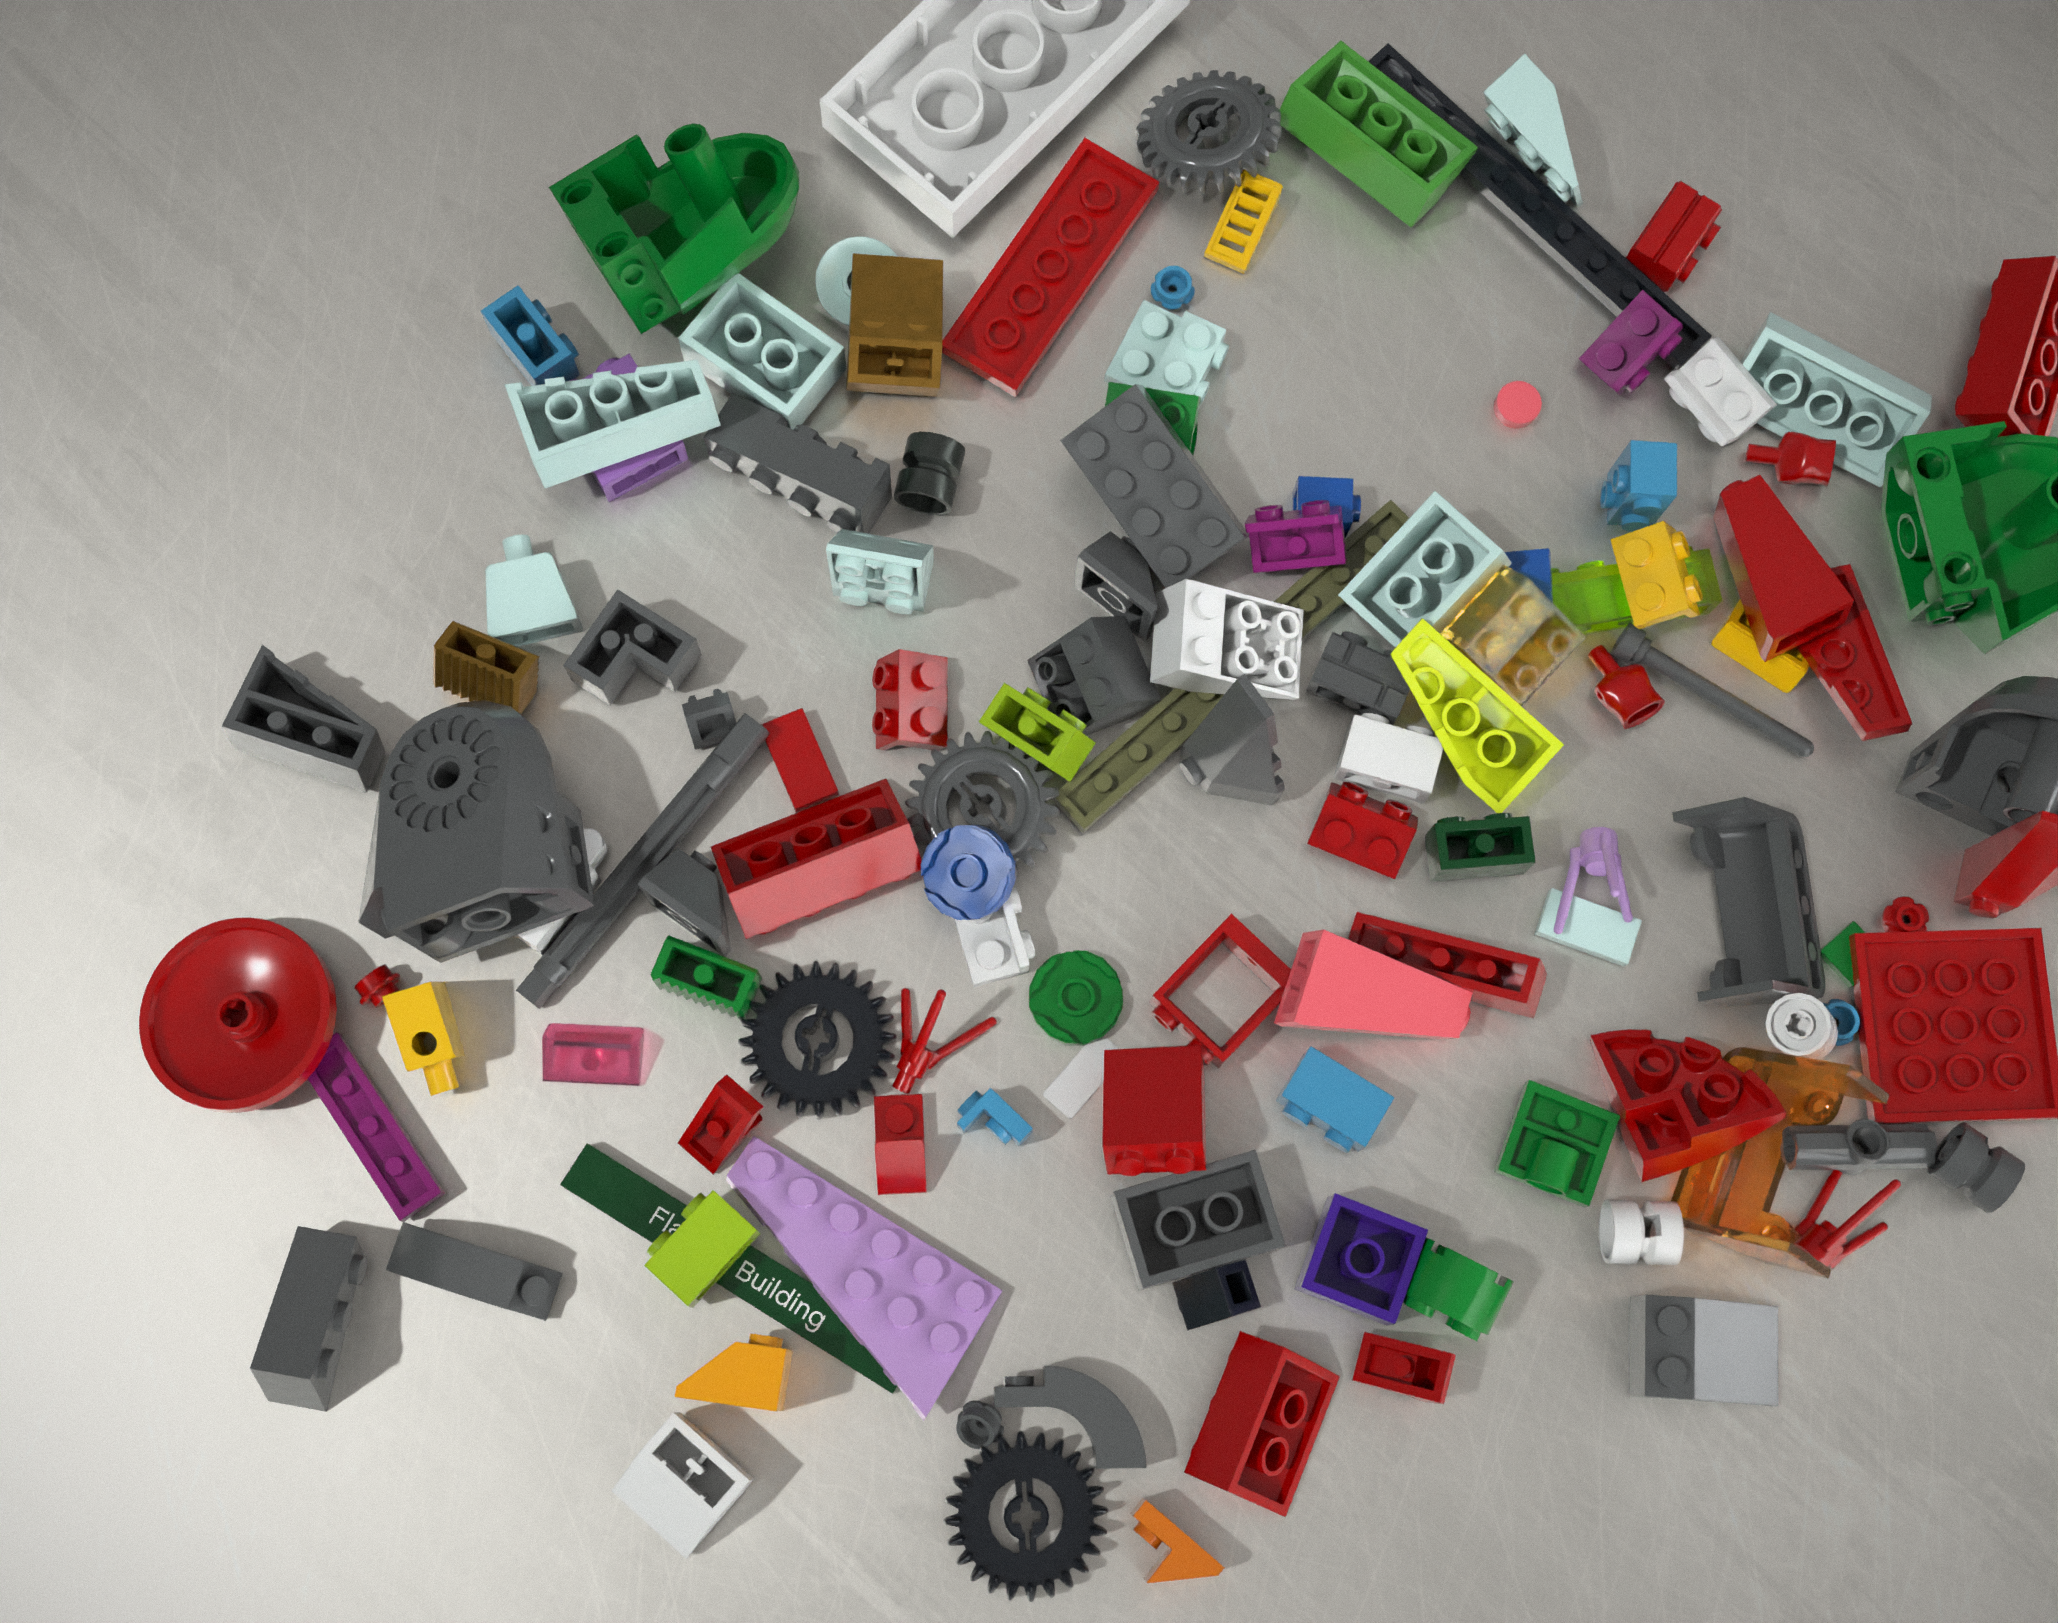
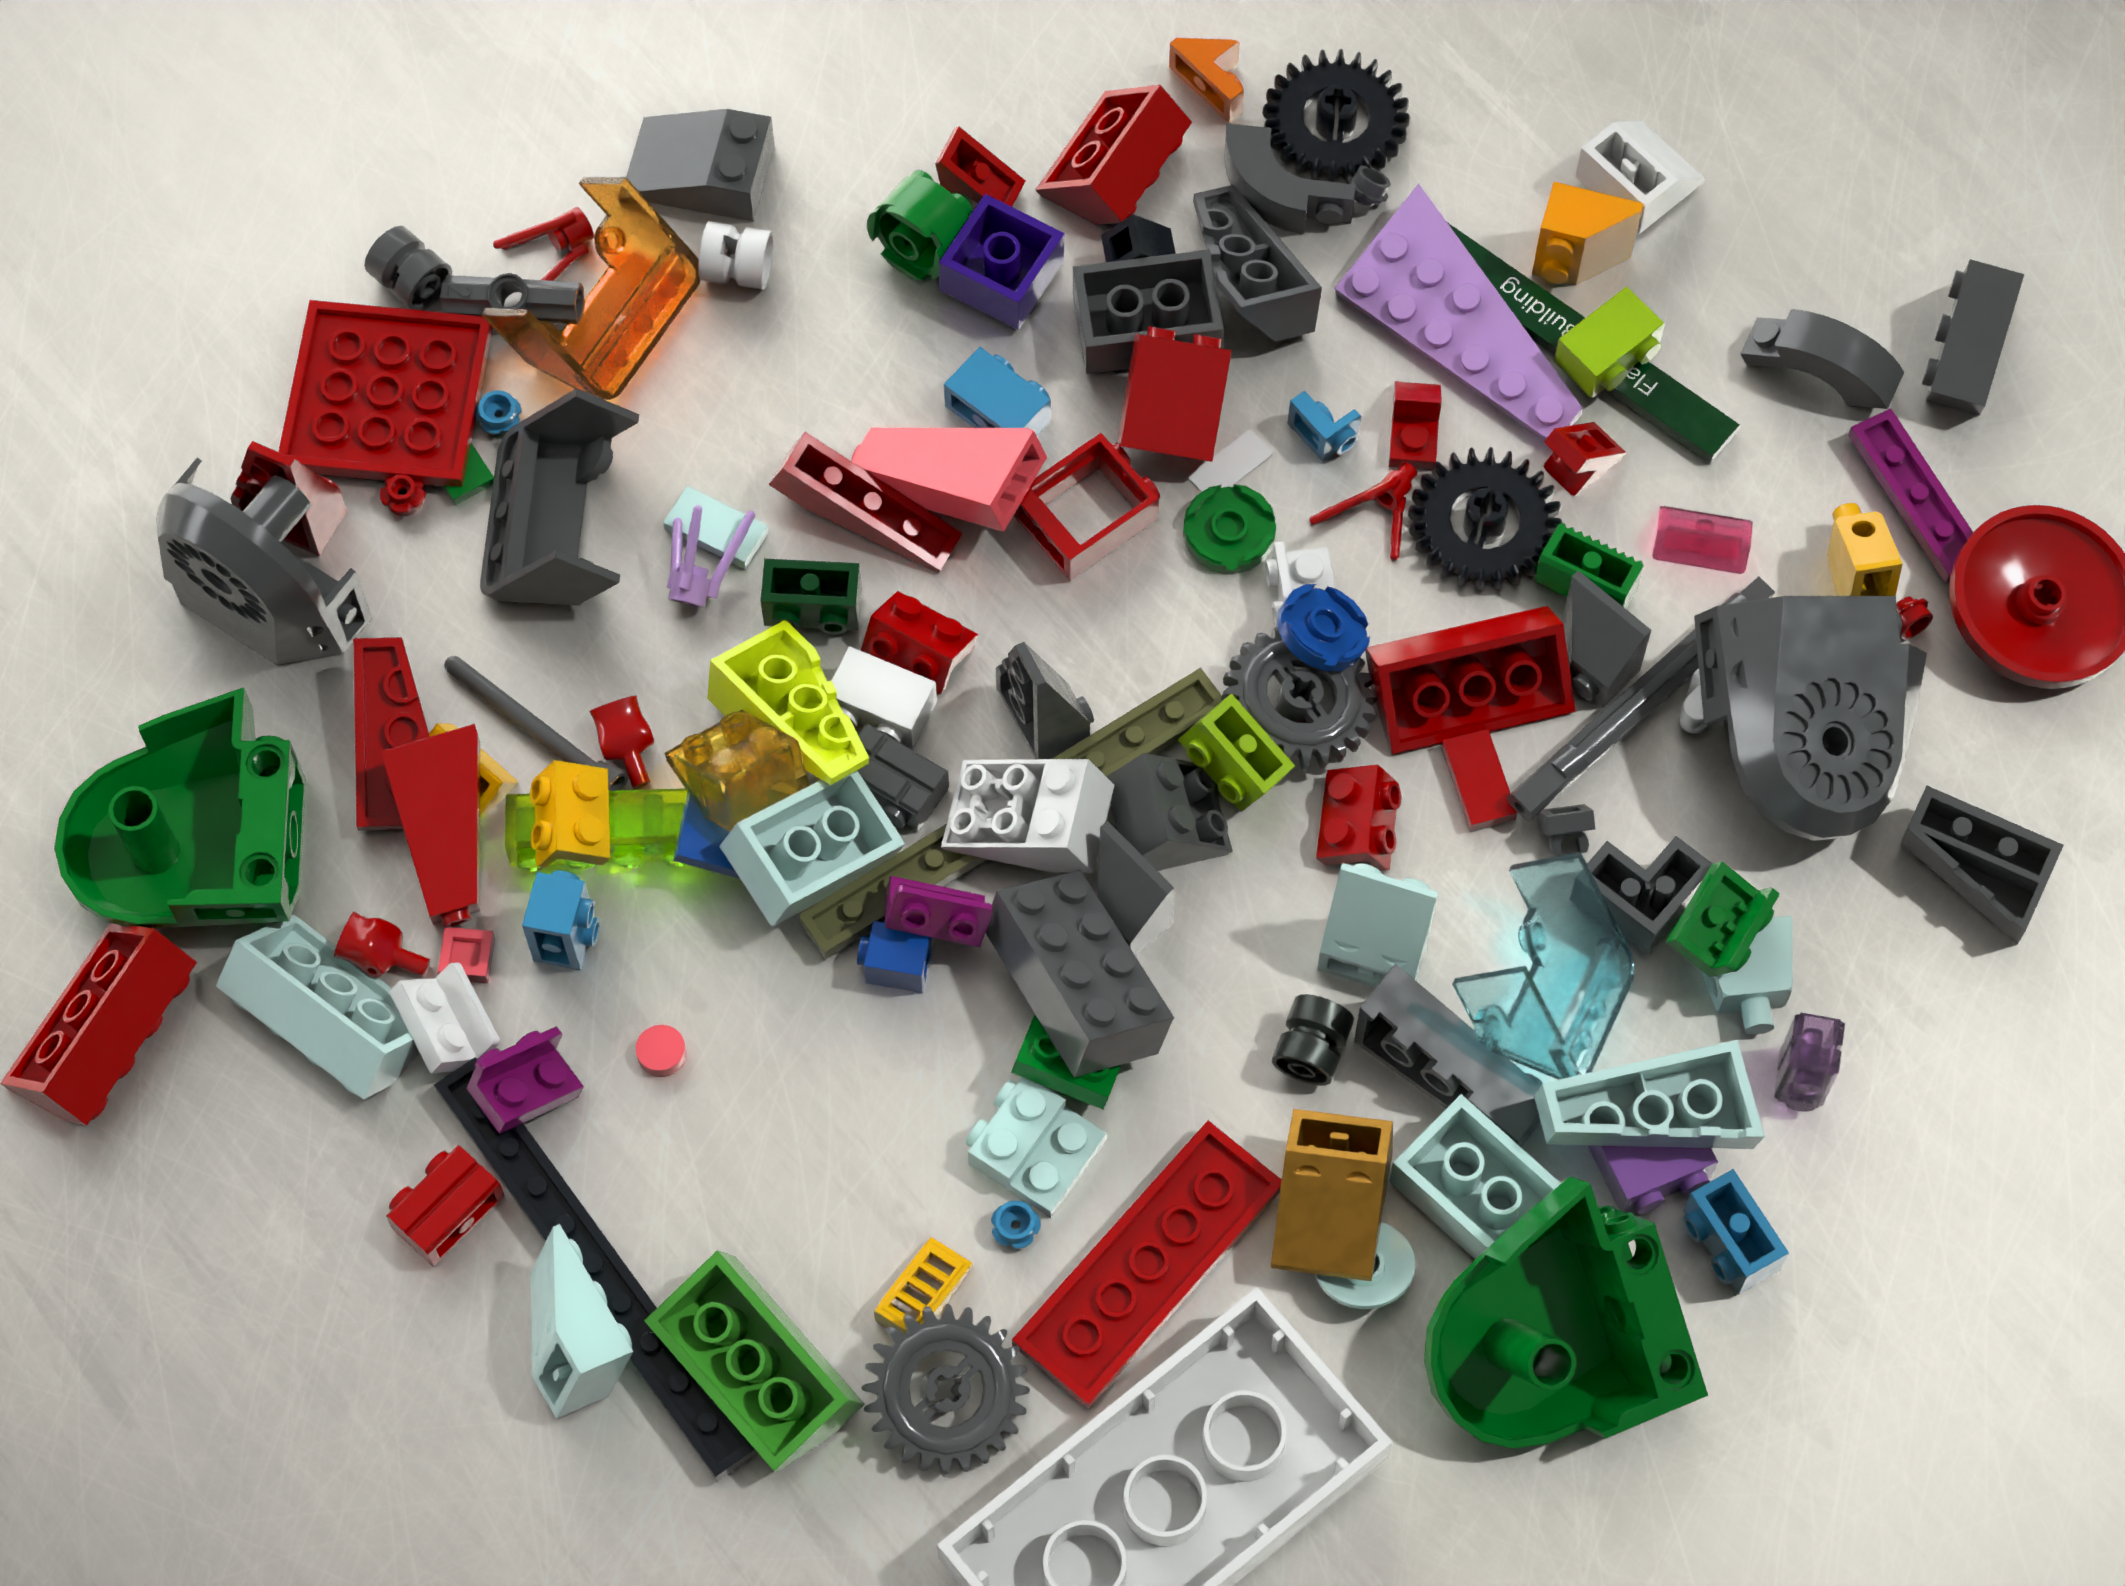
camera: 165 degrees left, 10 degrees down
(467, 498) = (1809, 1061): none -> clear purple brick
(484, 668) = (1801, 891): pearl gold brick -> none
(551, 606) = (1722, 921): none -> green bracket
(700, 530) = (1578, 979): none -> clear light blue windscreen
(1093, 1287) = (1256, 266): none -> dark grey wedge
(1557, 1143) = (794, 341): green plate -> none
(1679, 1099) = (671, 358): red brick -> none
(1713, 467) = (469, 948): none -> coral tile
(1801, 1026) = (539, 383): white wheel -> none

